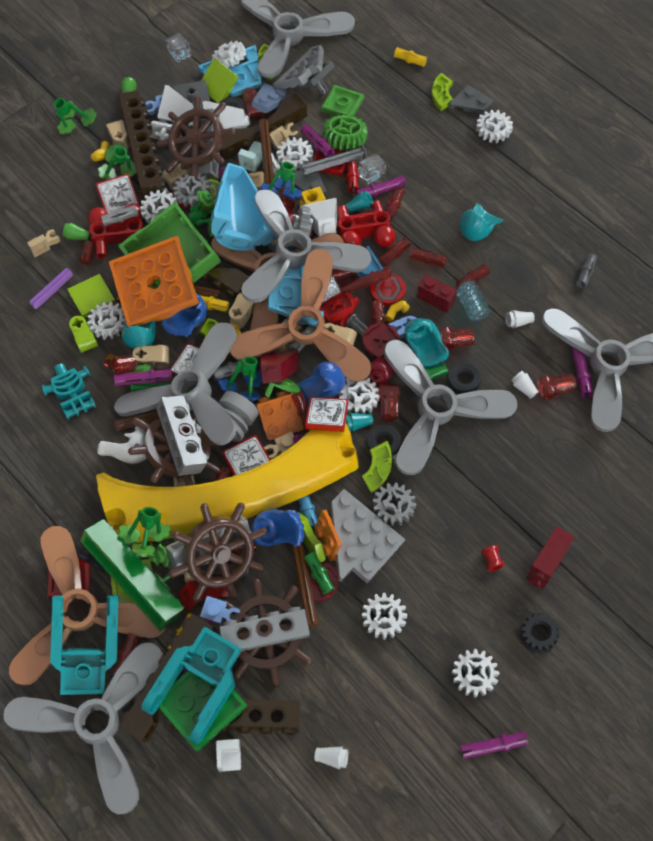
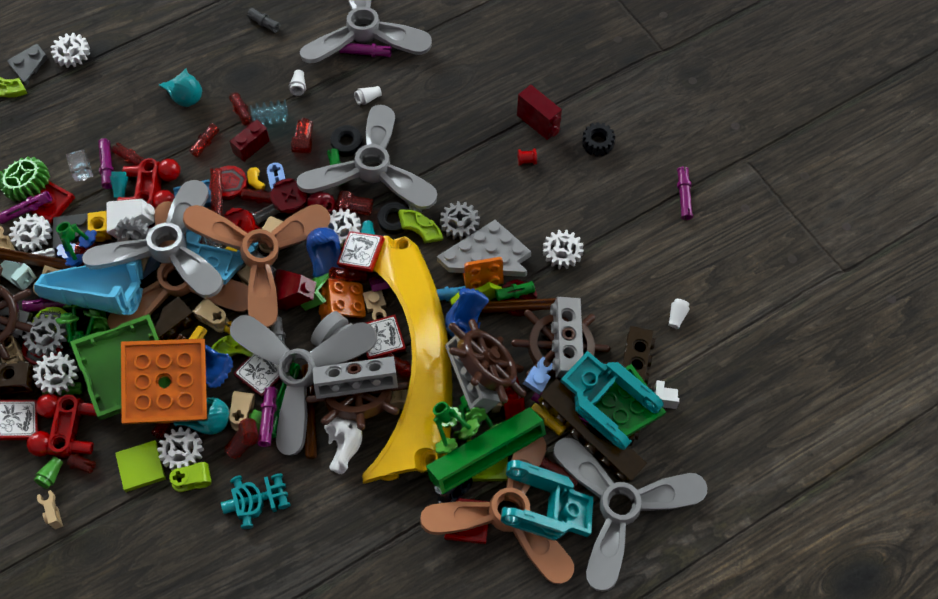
camera: 80 degrees left, 0 degrees up
(51, 288) = (115, 508): medium lavender axle -> none
(109, 218) = (53, 413): light grey pin -> none
(251, 376) = (293, 316): plant -> none
(334, 160) = (57, 193): dark grey axle -> none
(352, 177) = (82, 185): red pin -> none
(394, 251) = (187, 166): clear red pin -> none
(426, 342) = (302, 157): teal piece -> none
(480, 679) = (624, 192): white gear -> none
(551, 387) = (375, 73): clear red piece -> none

